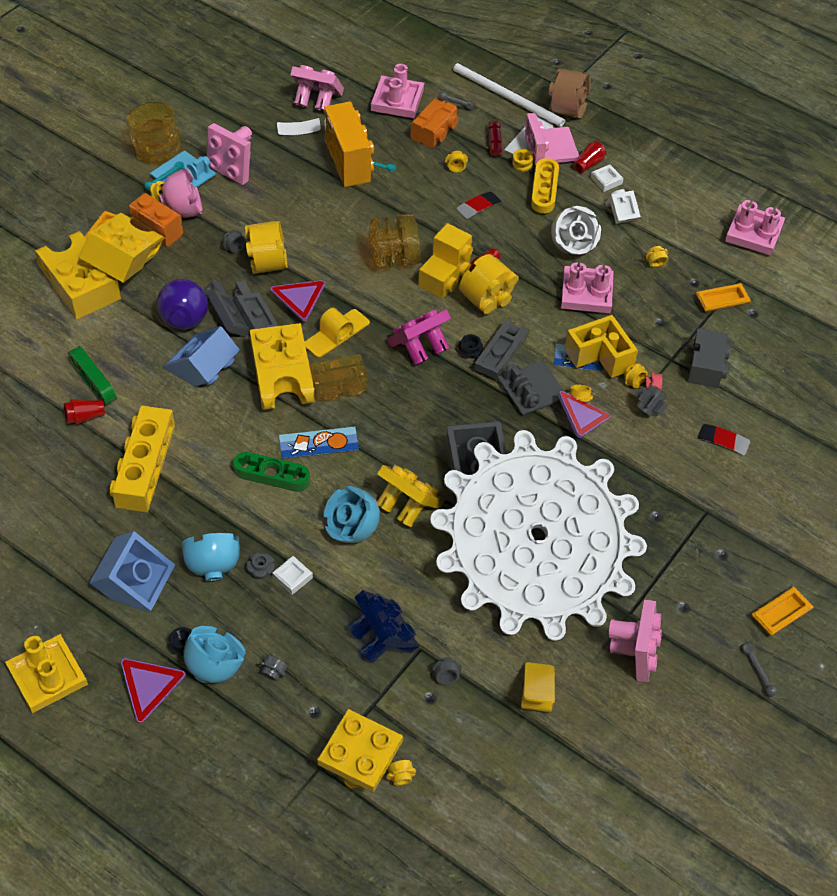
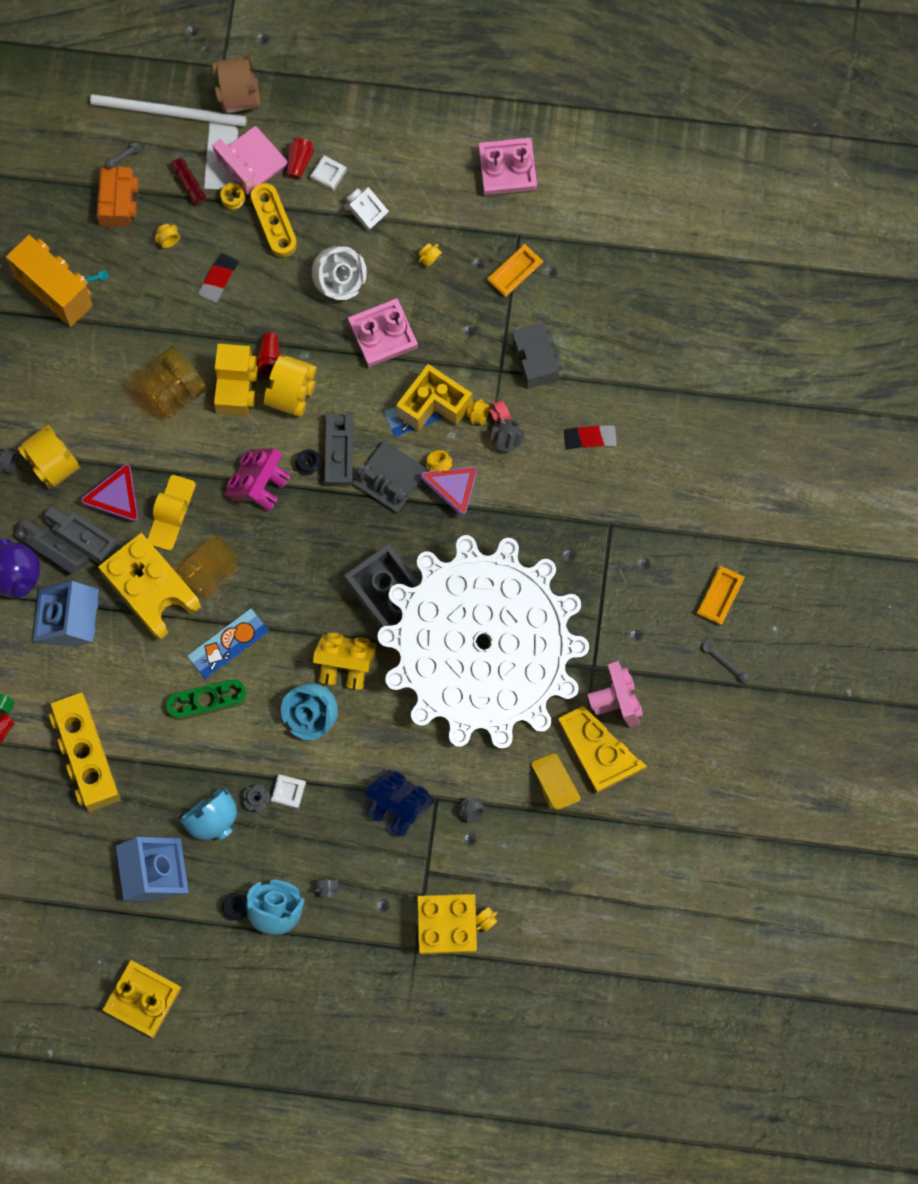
camera: 25 degrees left, 20 degrees up
(149, 685) = (236, 962): piece -> none
(397, 94) = (56, 177): bright pink plate -> none
(595, 683) = (598, 751): none -> yellow wing

